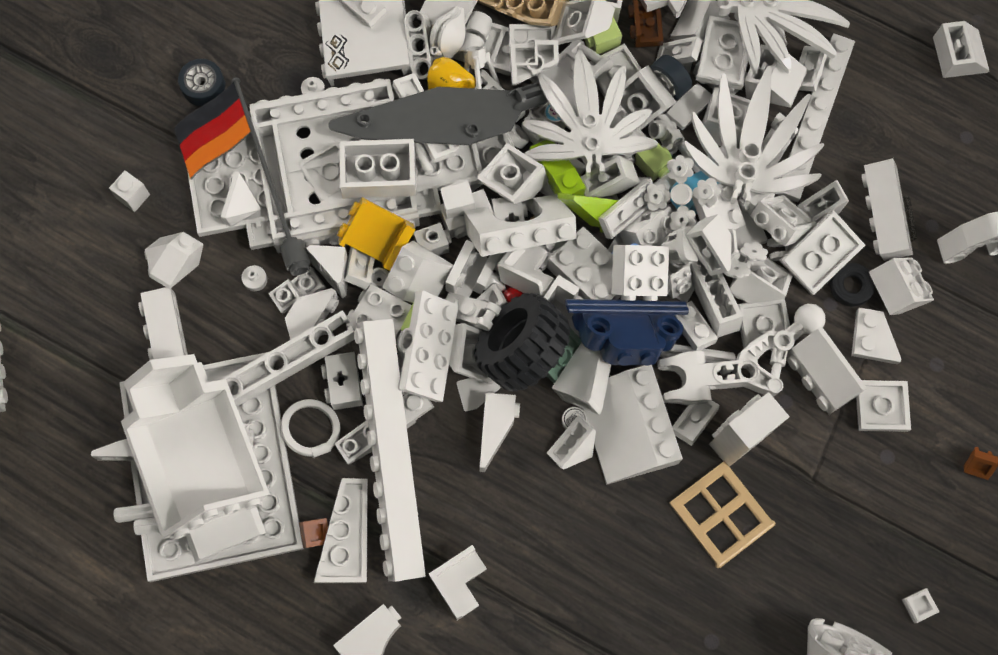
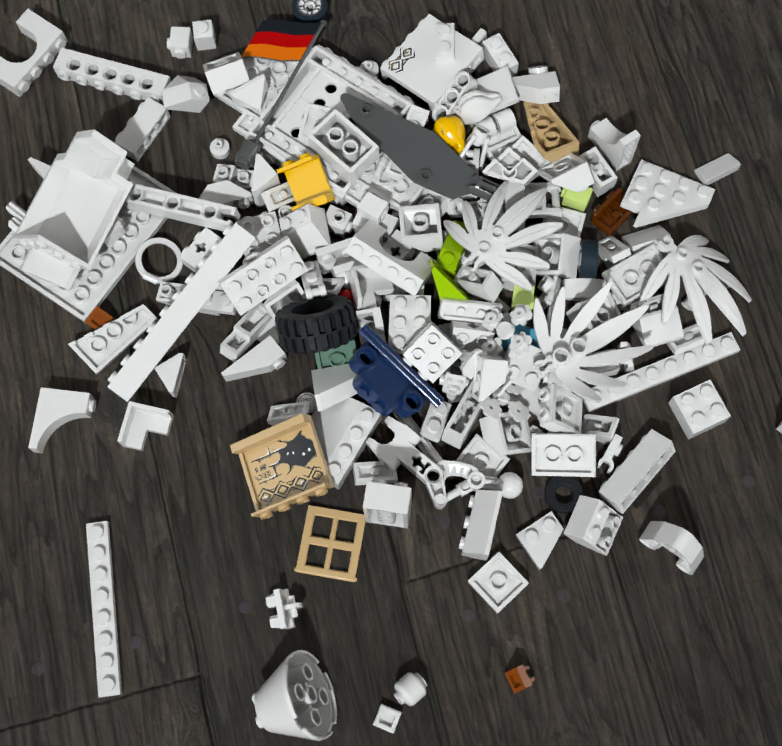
camera: 55 degrees right, 0 degrees up
(45, 317) = (69, 60): none -> white brick
(113, 218) = (180, 42): none -> white brick
(195, 203) = (226, 73): none -> white slope
(433, 514) = (172, 373): none -> white slope
(459, 414) = (245, 333): none -> white slope
(622, 491) = (284, 465): none -> tan panel
(757, 615) = (285, 607): none -> white hips
(851, 214) = (613, 449): none -> white plate
(878, 116) = (699, 409): none -> white brick
(914, 562) = (410, 689): none -> white head

